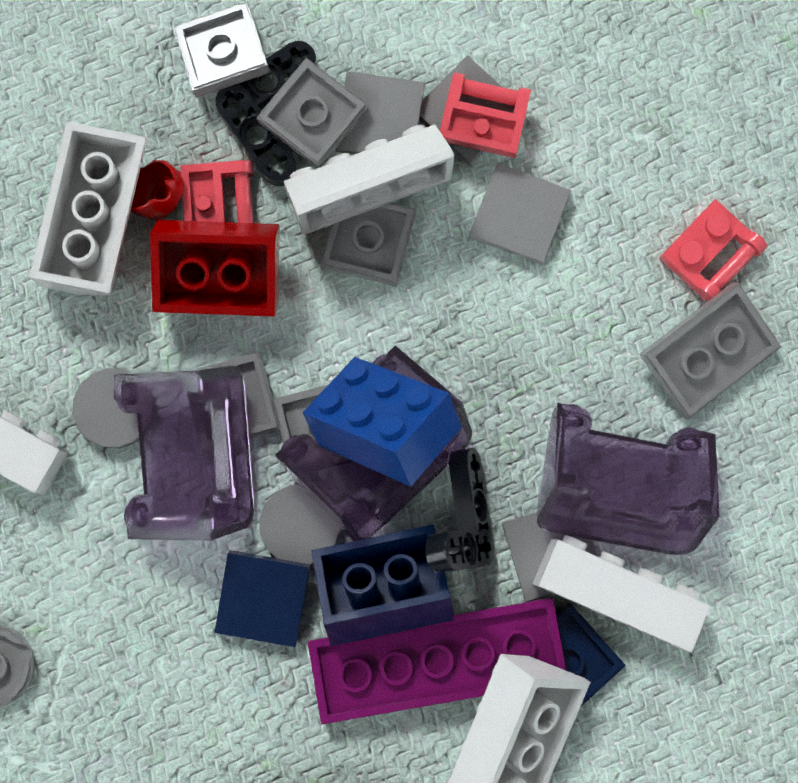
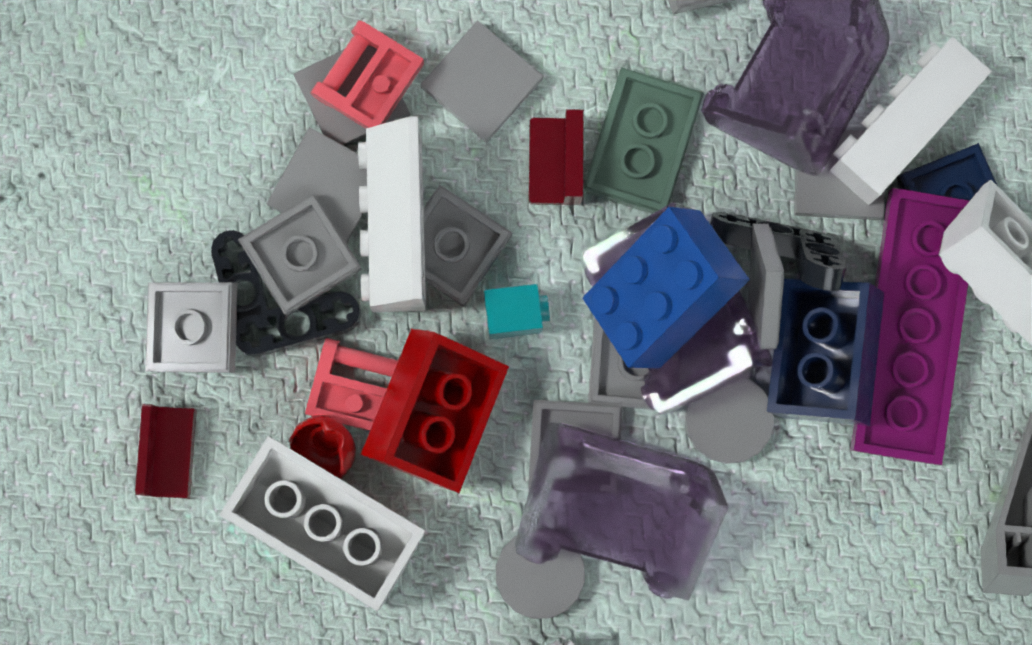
camera: 75 degrees left, 0 degrees up
(111, 65) = (165, 452): none -> dark red panel
(262, 598) = (793, 482): dark blue tile -> none
(328, 308) = (515, 311): none -> teal brick
(419, 510) = (765, 286): none -> light grey tile
(474, 300) = (556, 159): none -> dark red panel
(517, 368) = (642, 141): none -> sand green tile

